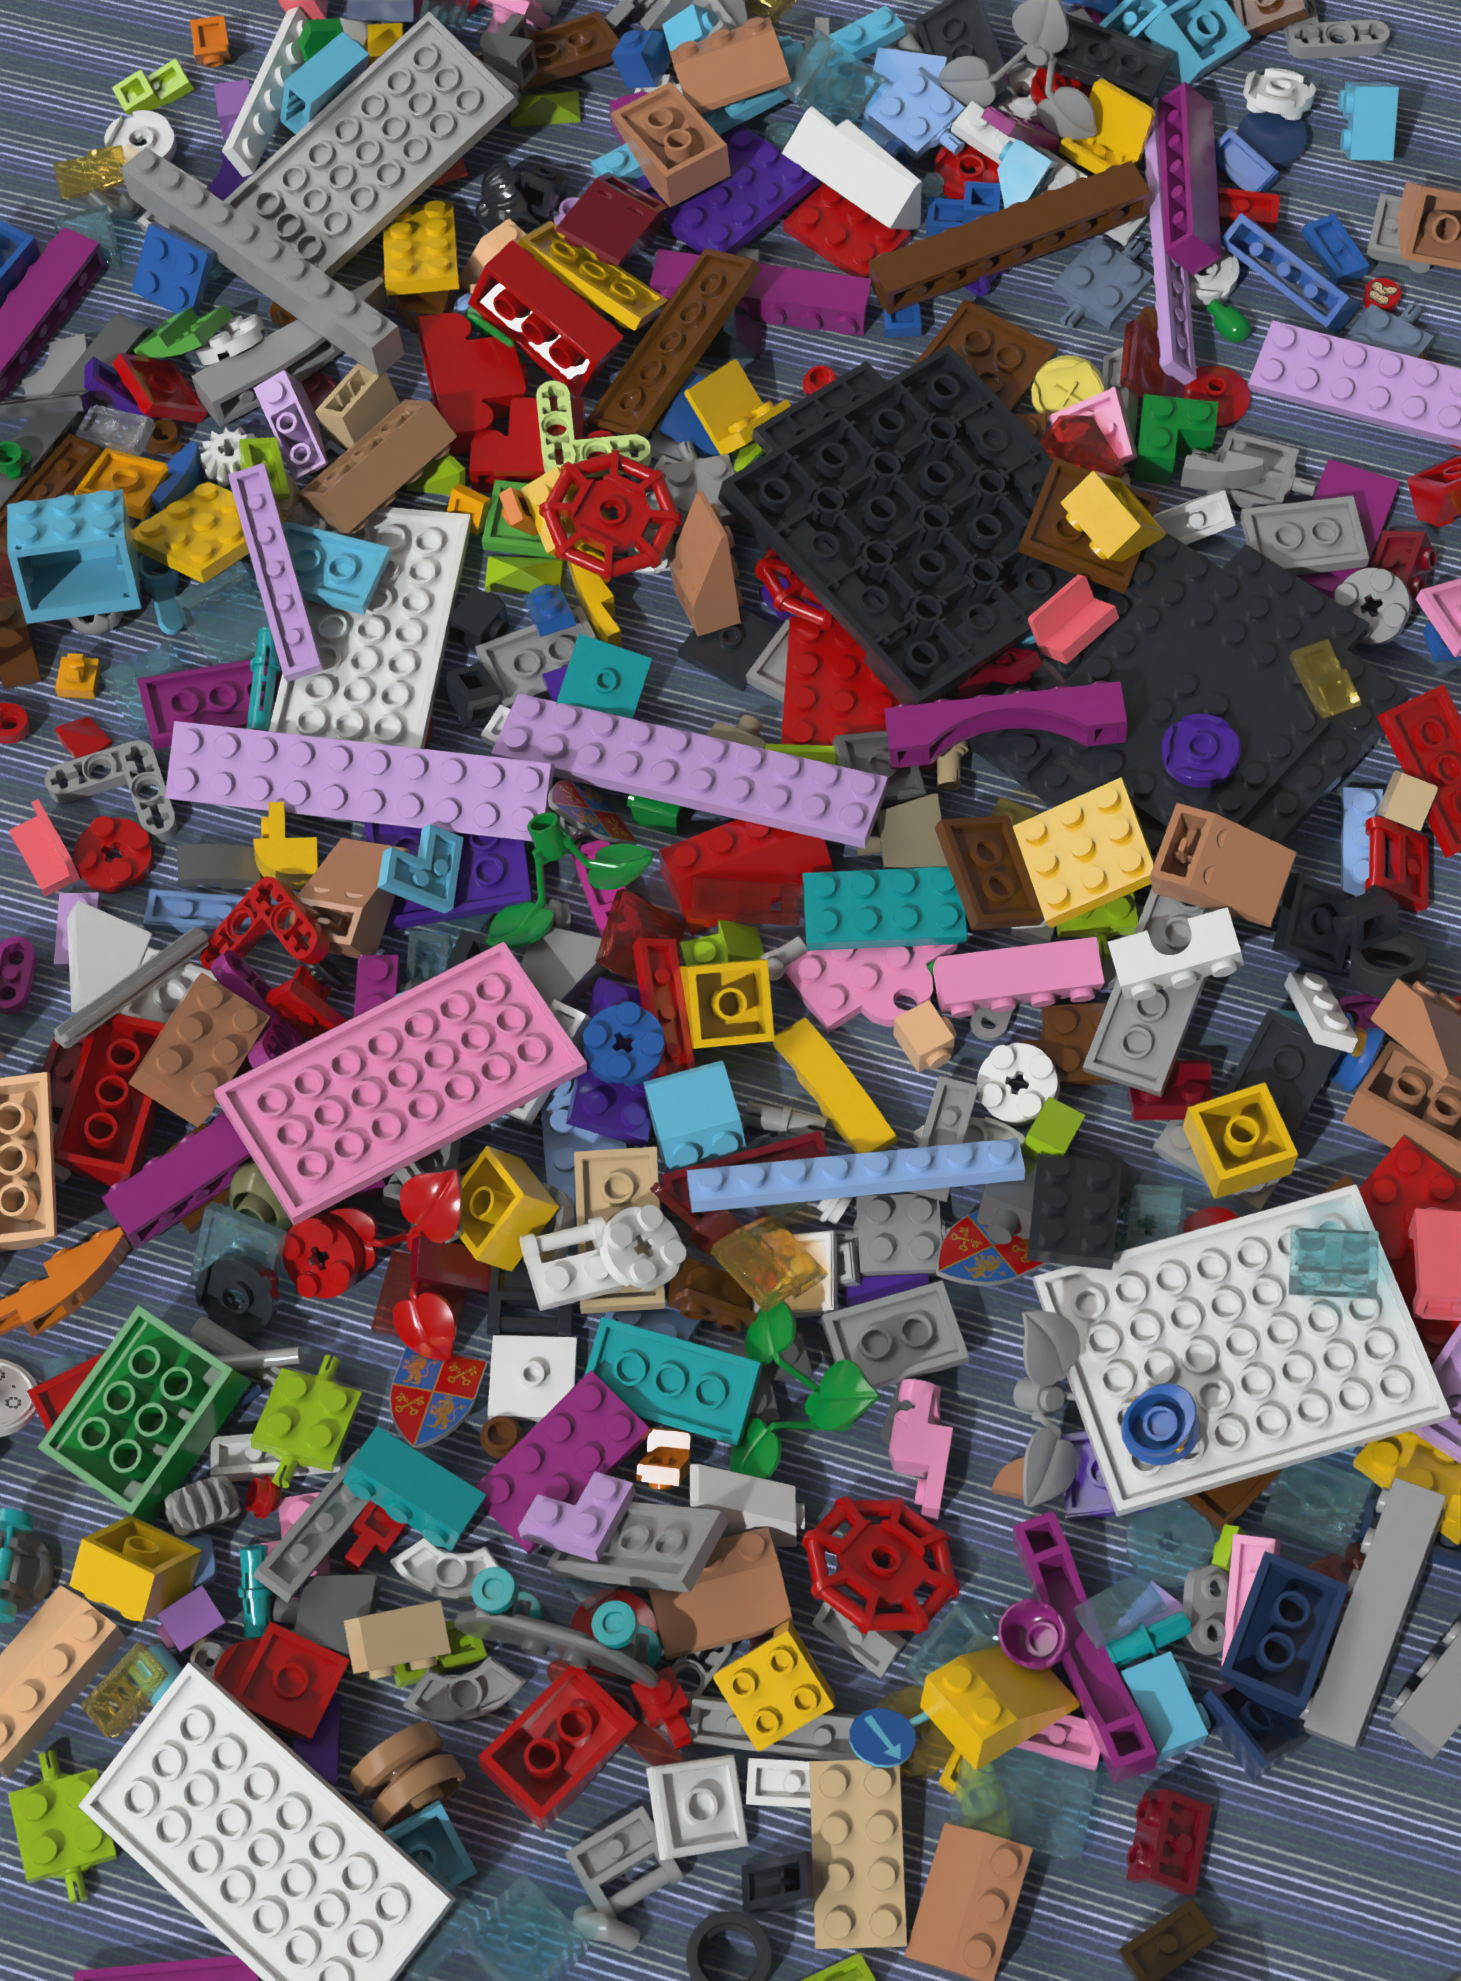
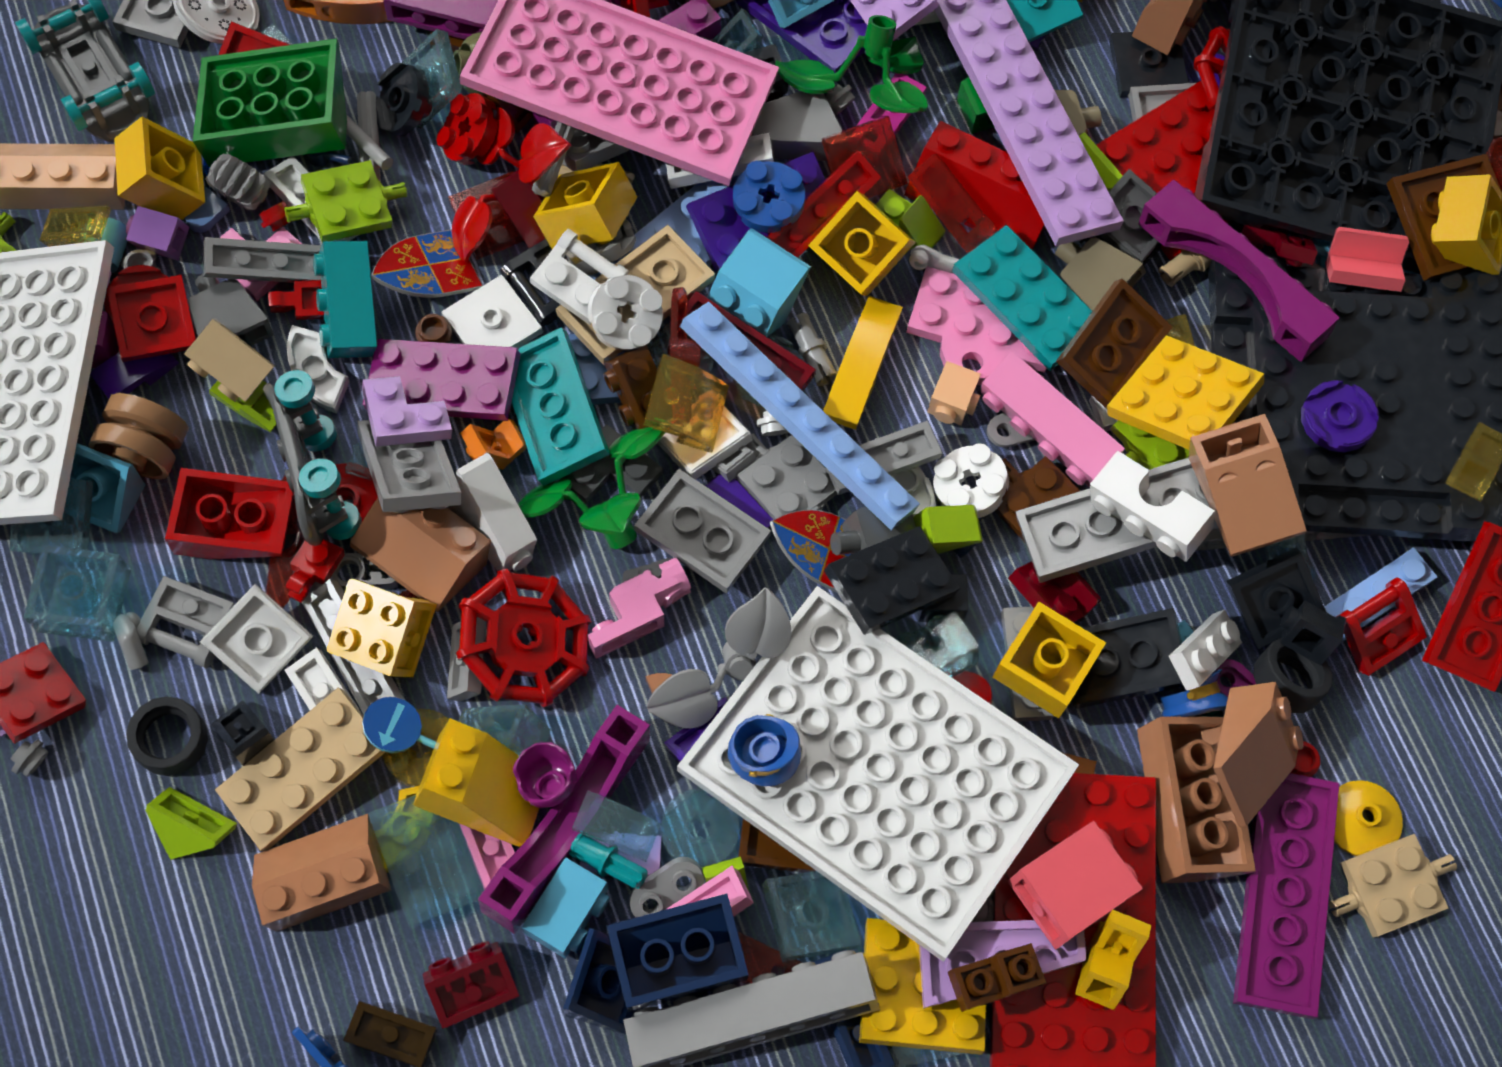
camera: 45 degrees right, 5 degrees up
(254, 1594) = (194, 264): teal pin -> none
(464, 1695) = (231, 436): light grey tile -> none
(586, 811) = (930, 58): shield -> none
(1341, 1259) = (992, 785): clear light blue brick -> none
(1407, 800) = (1438, 596): tan panel -> none

